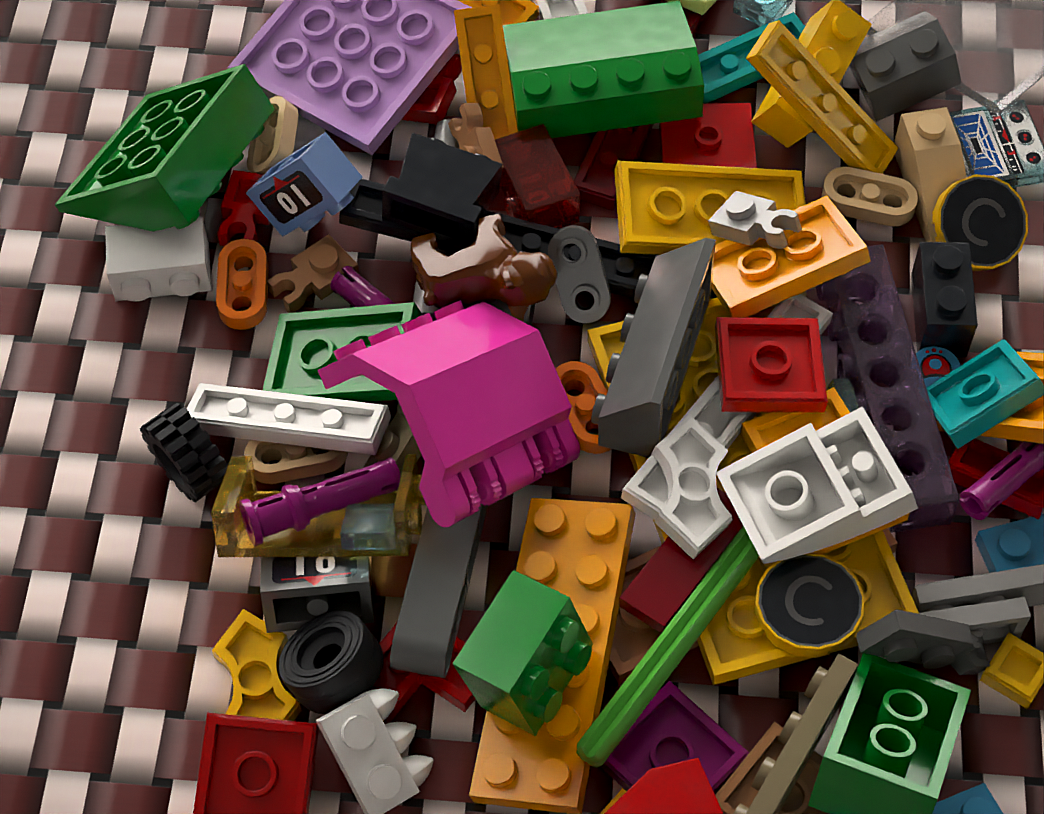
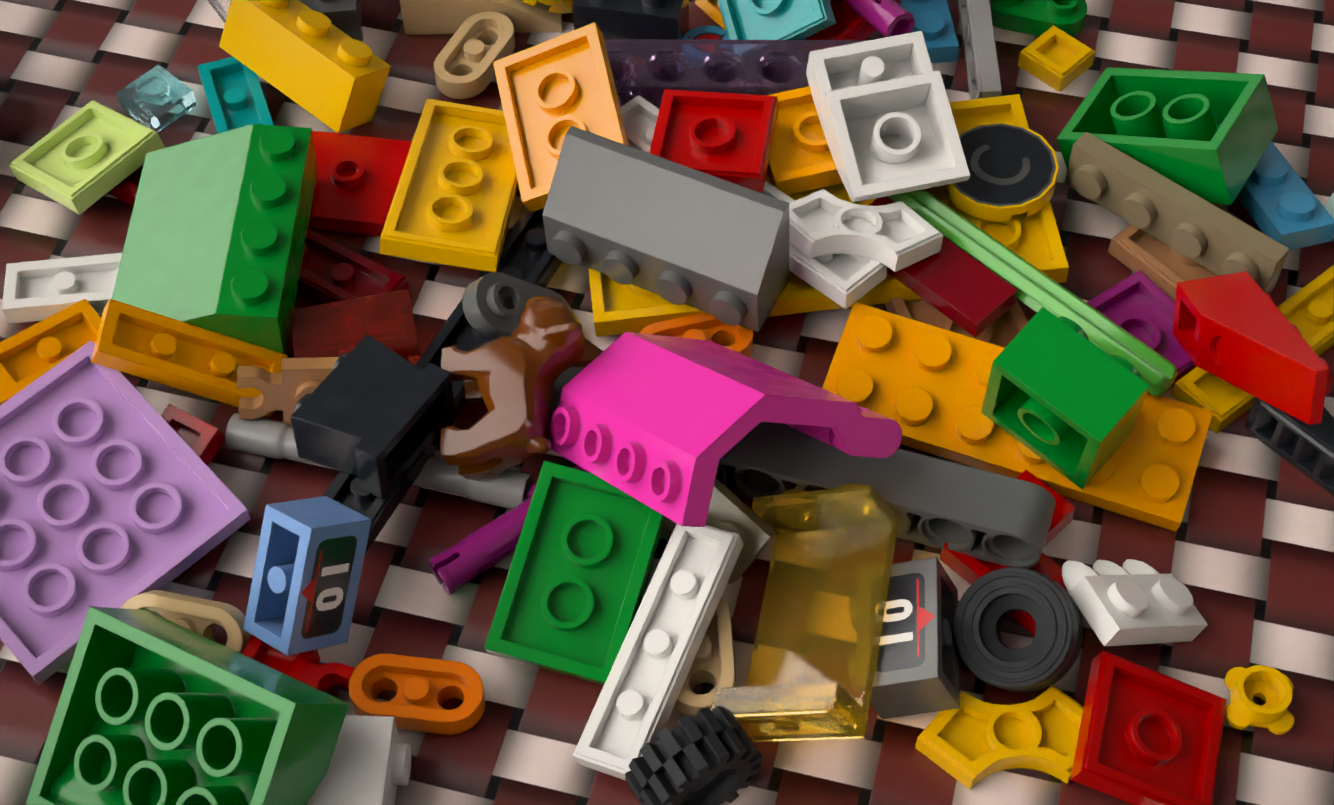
camera: 80 degrees left, 5 degrees down
(297, 505) = (789, 539): magenta pin -> none
(311, 273) = (416, 607): medium nougat plate -> none
(368, 527) = (858, 547): clear light blue tile -> none
(748, 217) = (504, 136): light grey plate -> none
(820, 100) = (362, 37): yellow tile -> none
(925, 642) = (1050, 96): dark grey hinge -> none
(989, 617) = (1015, 61): light grey plate -> none

